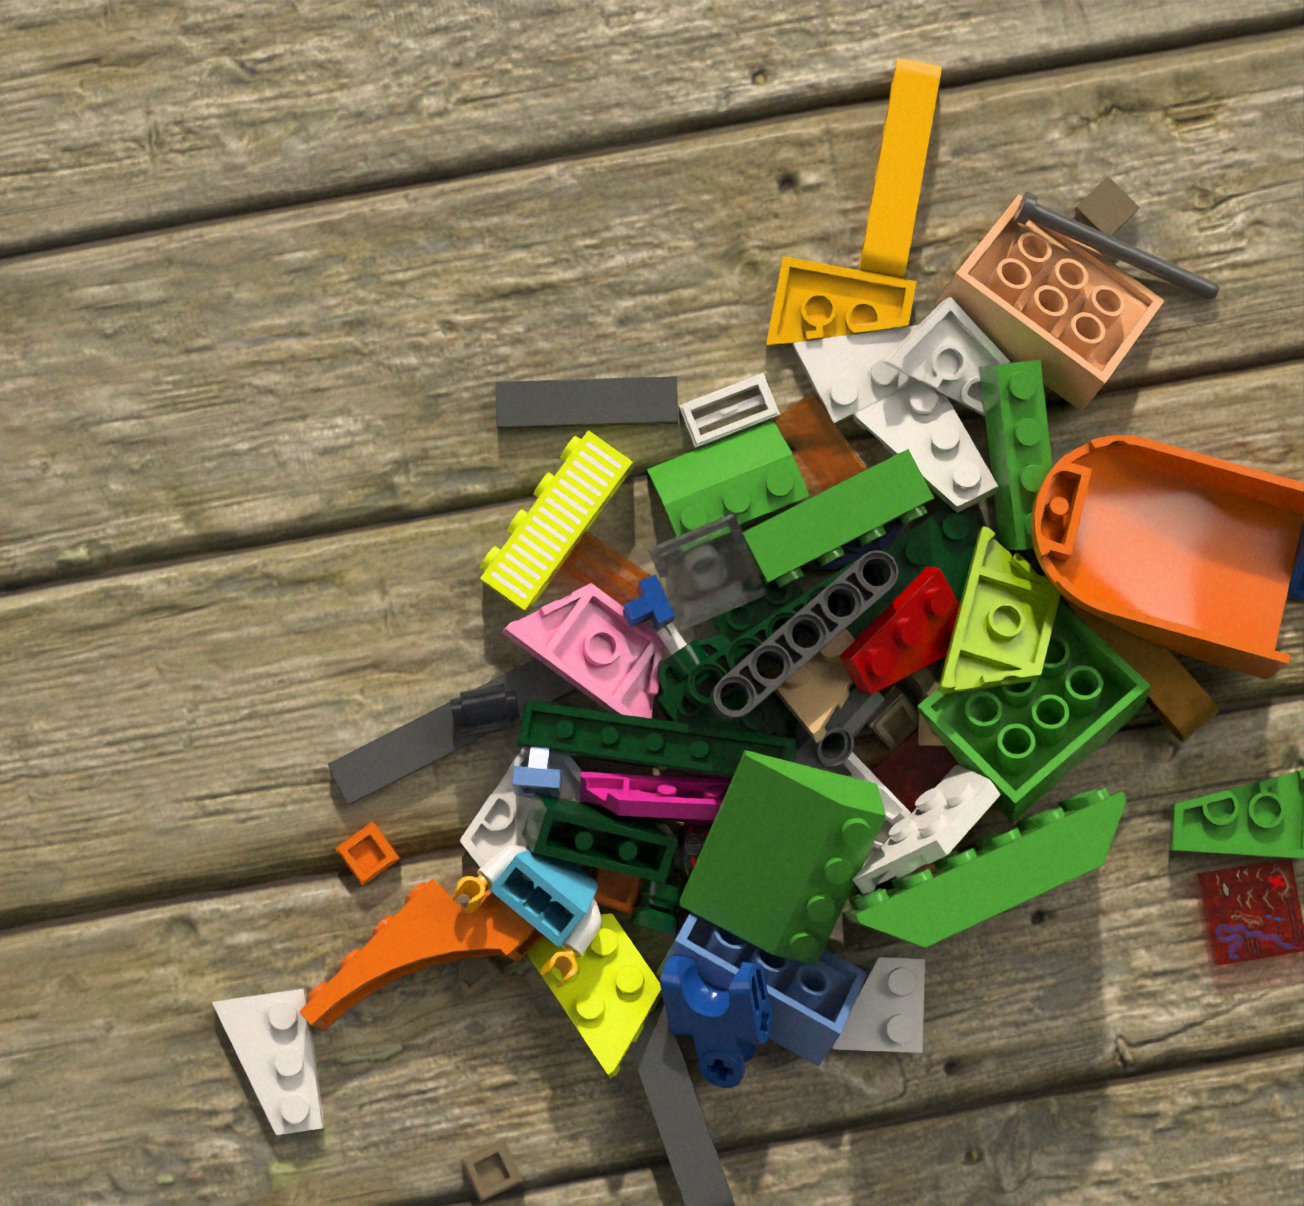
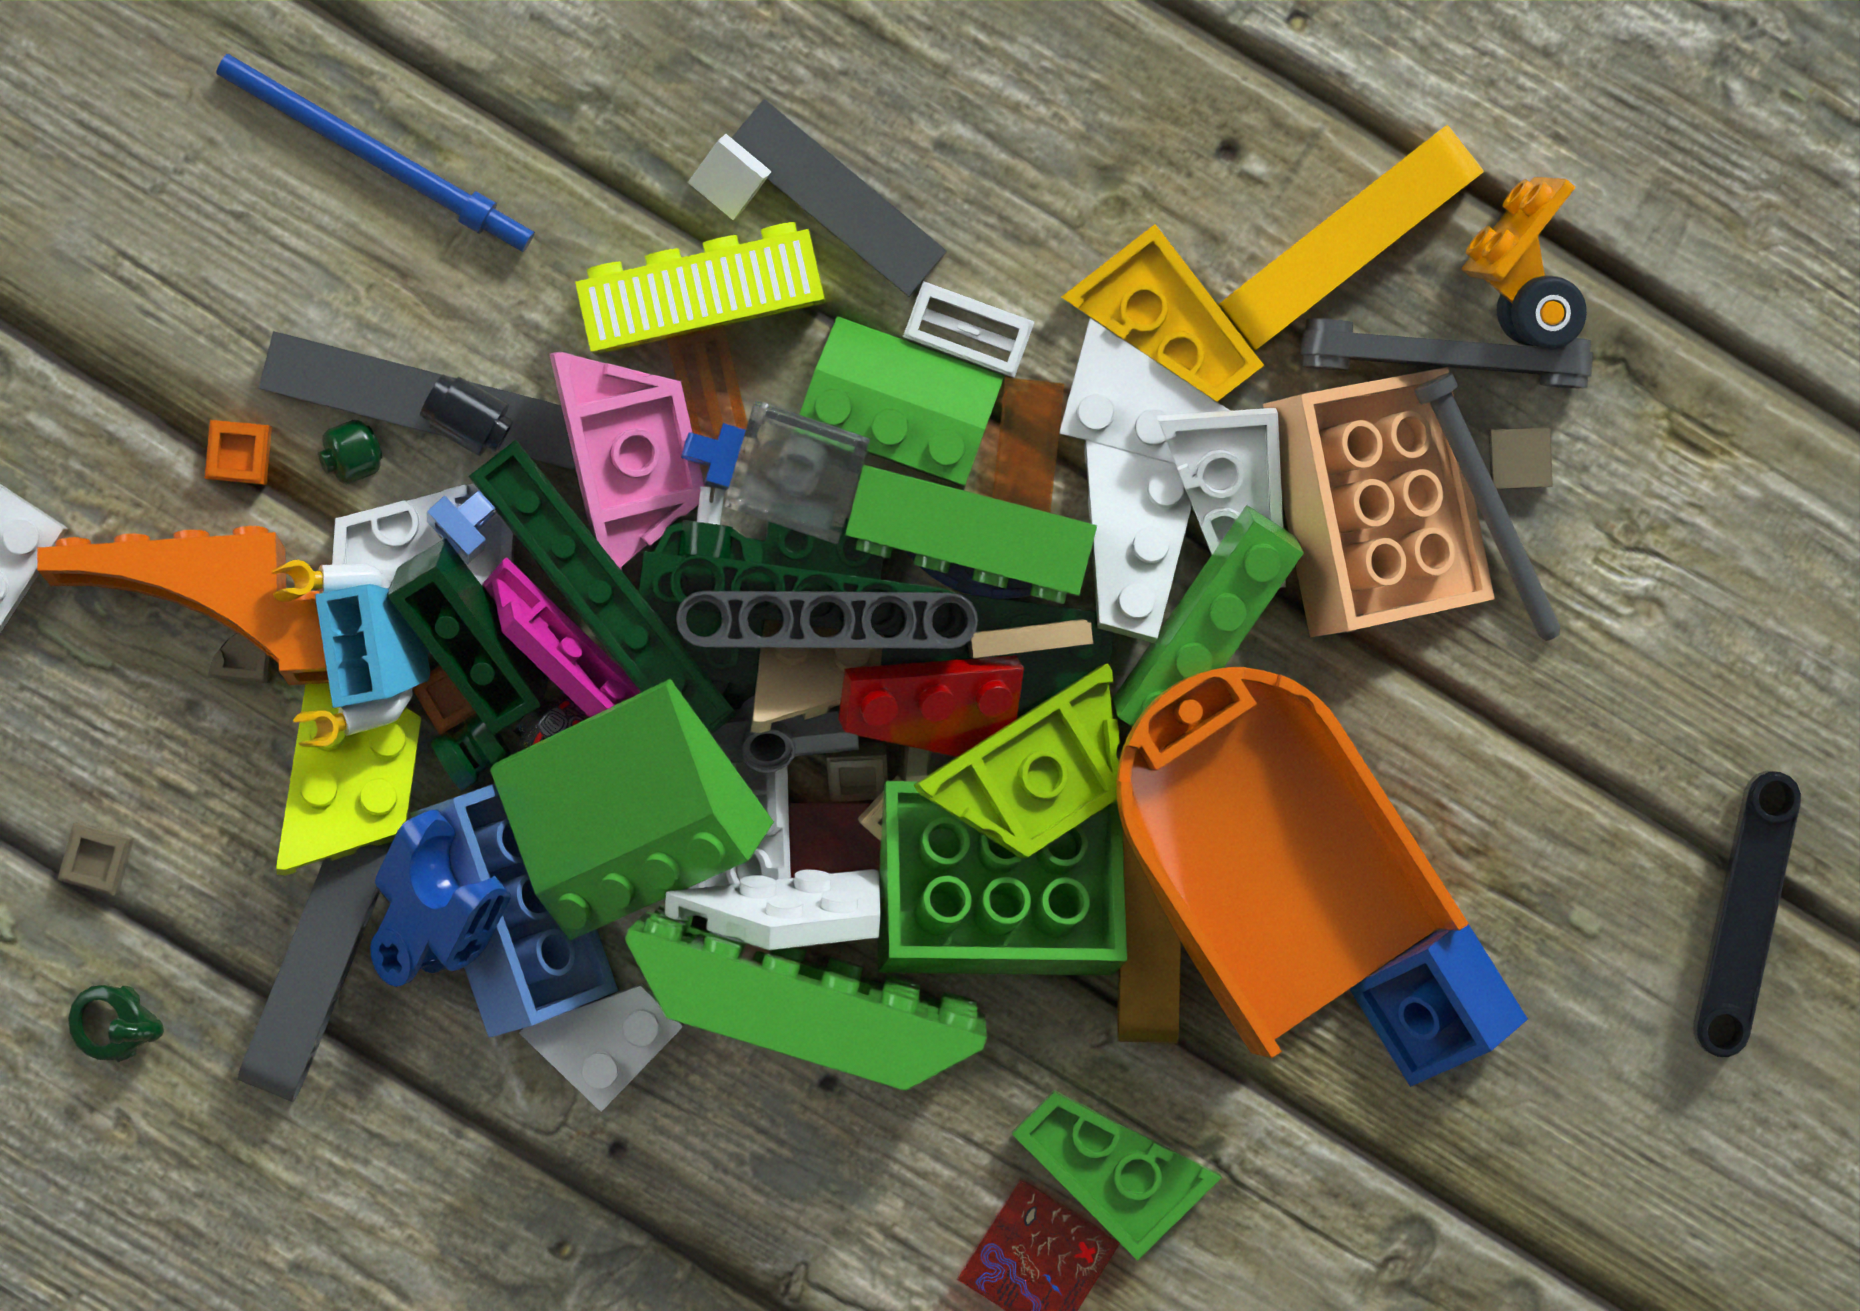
camera: 35 degrees right, 5 degrees up
(385, 592) = (473, 210): none -> blue bar
(433, 795) = (350, 451): none -> dark green piece
(515, 443) = (729, 176): none -> white tile
(928, 548) = (1030, 638): none -> tan tile
(997, 98) = (1530, 305): none -> light orange plate
(1079, 135) = (1332, 346): none -> dark grey piece

